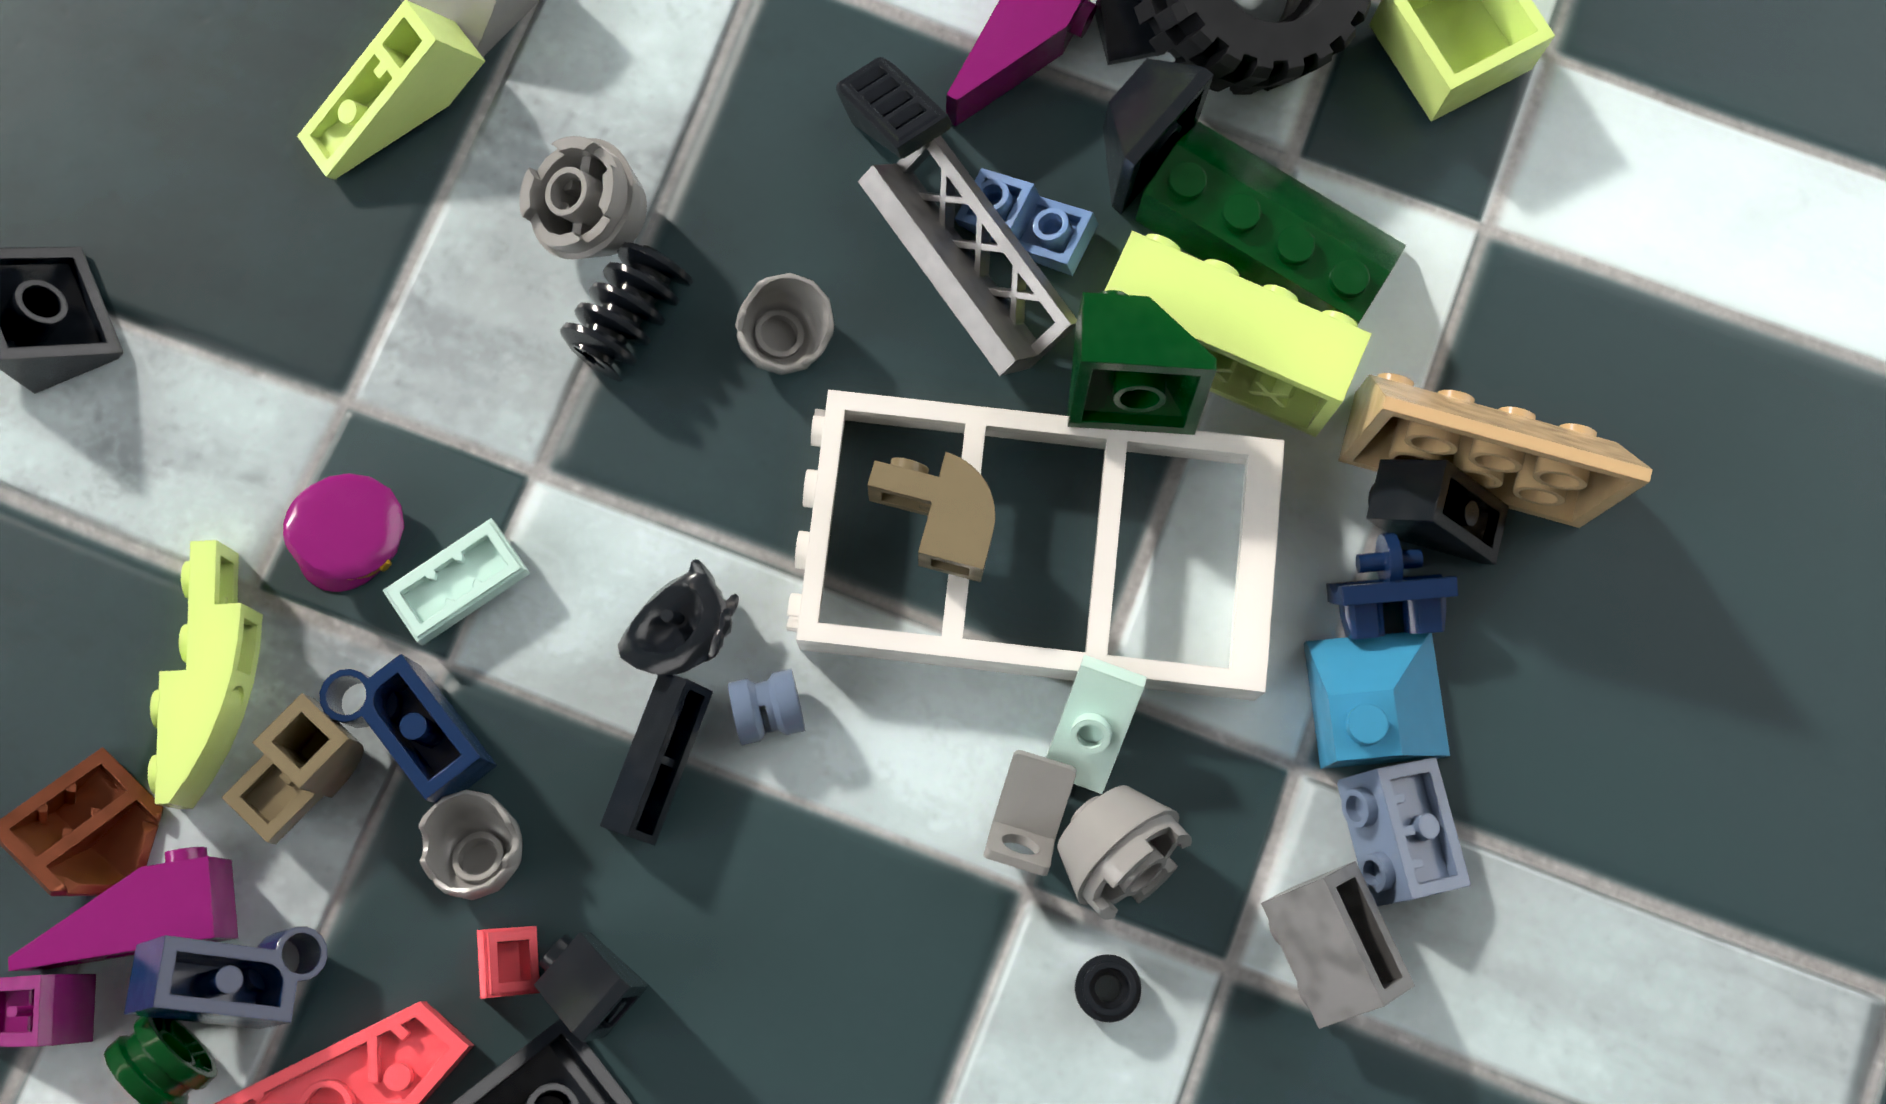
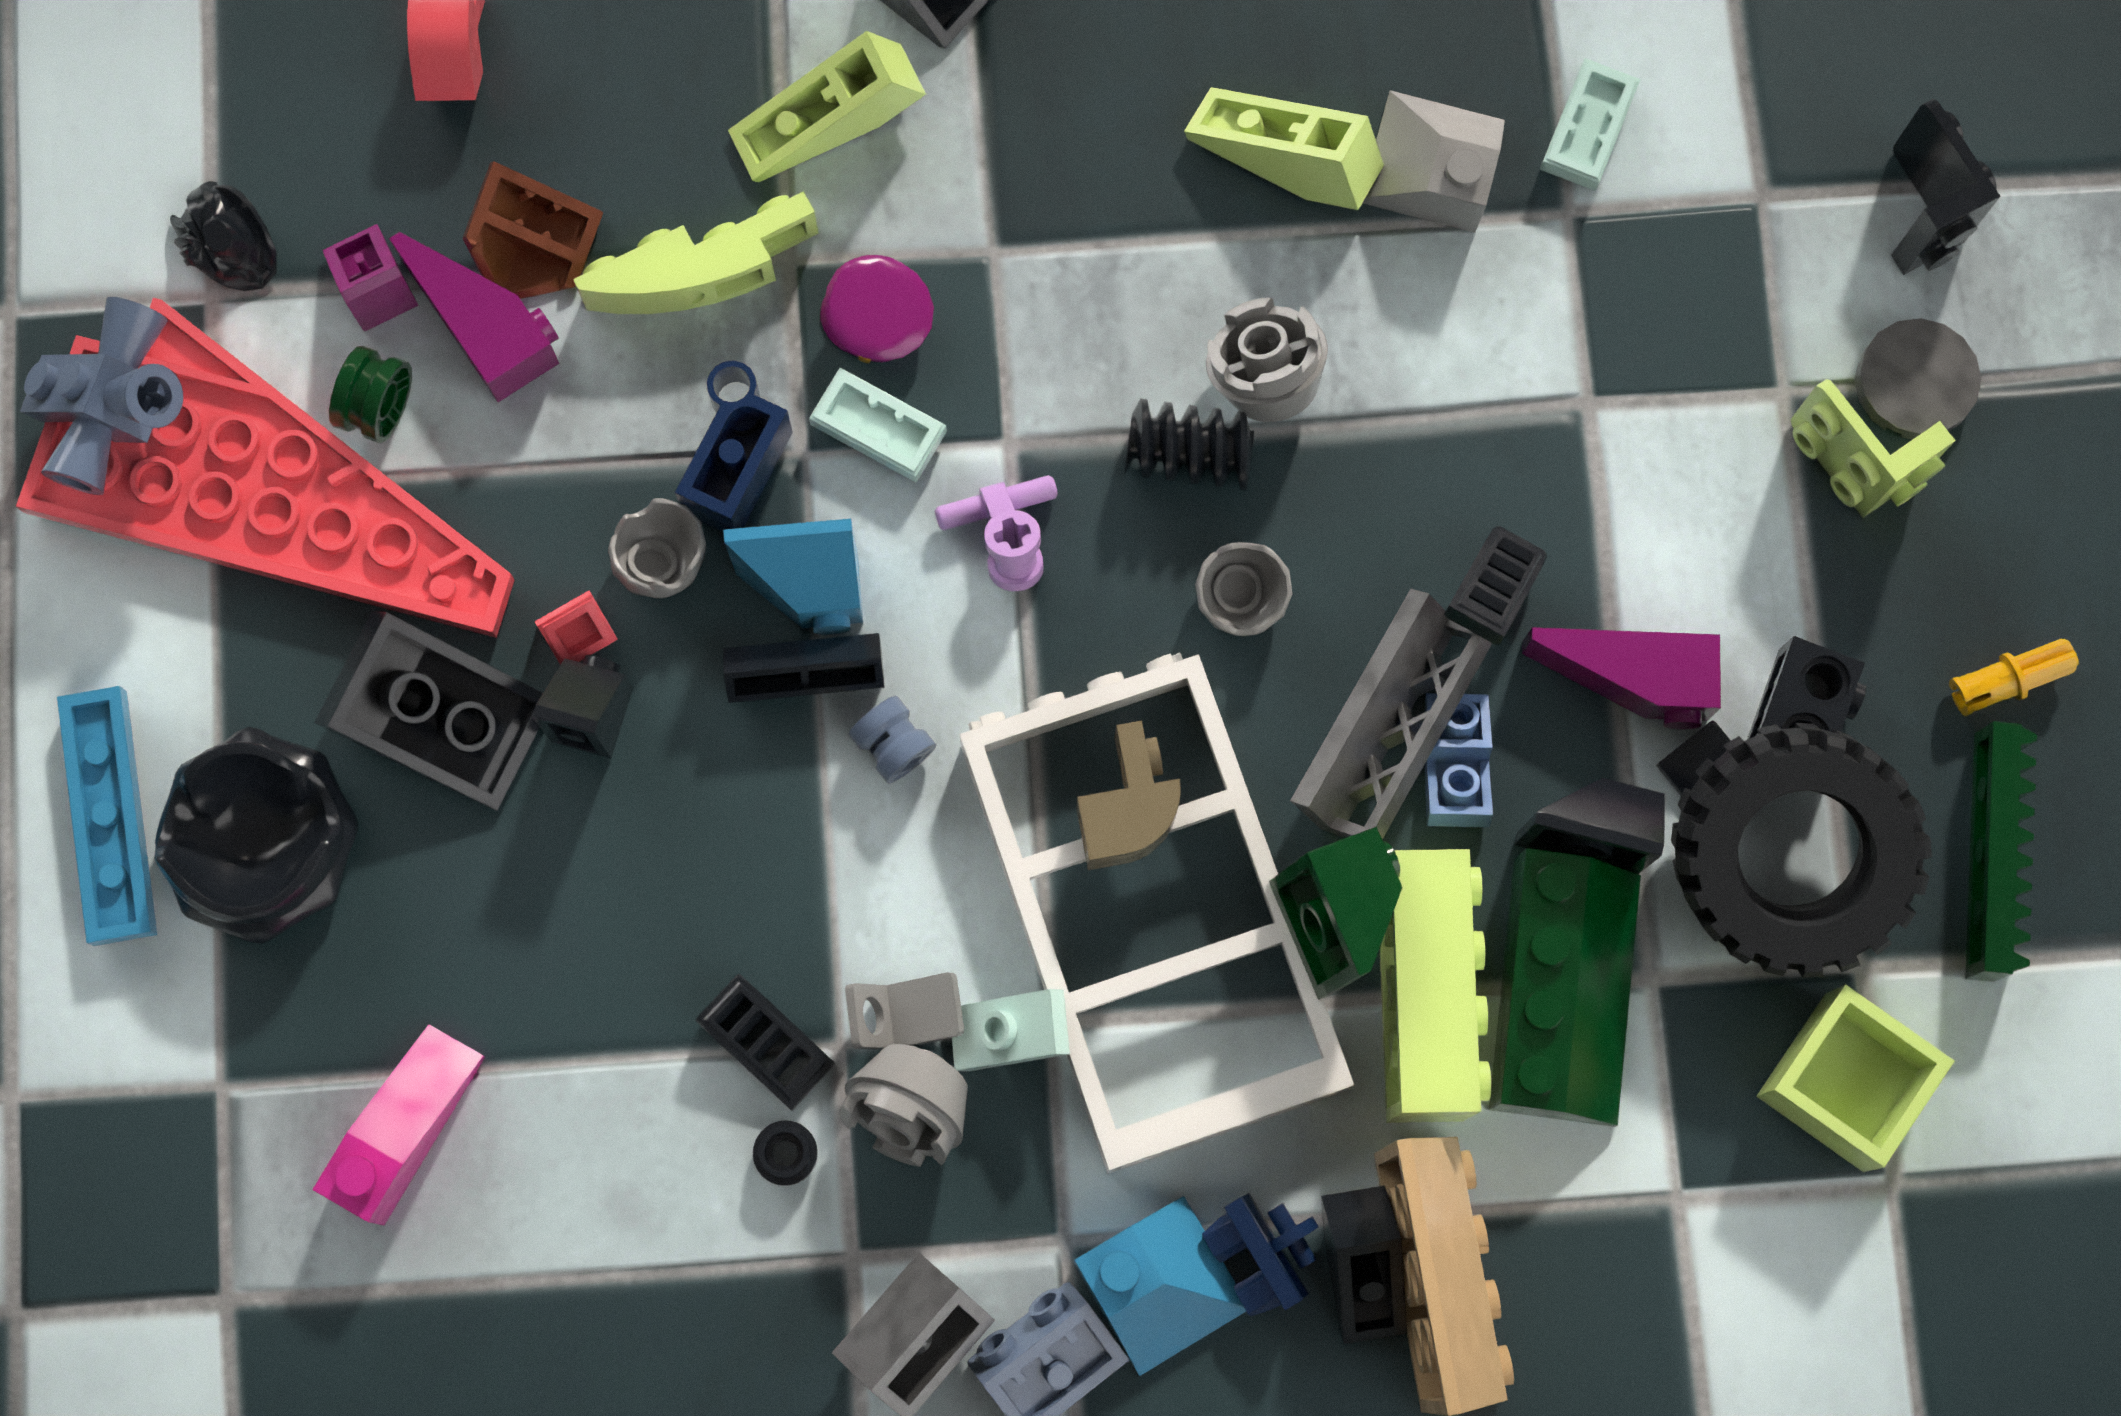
camera: 65 degrees right, 0 degrees up
(118, 483) = (828, 106): none -> yellowish green slope
(222, 980) = (456, 409): dark blue hinge -> none
(301, 763) = (659, 376): dark tan brick -> none
(565, 714) = (802, 571): none -> dark azure slope
(629, 505) = (1010, 534): none -> lavender piece
(679, 625) = (928, 630): black hat -> none
(944, 979) = (726, 1003): none -> black slope

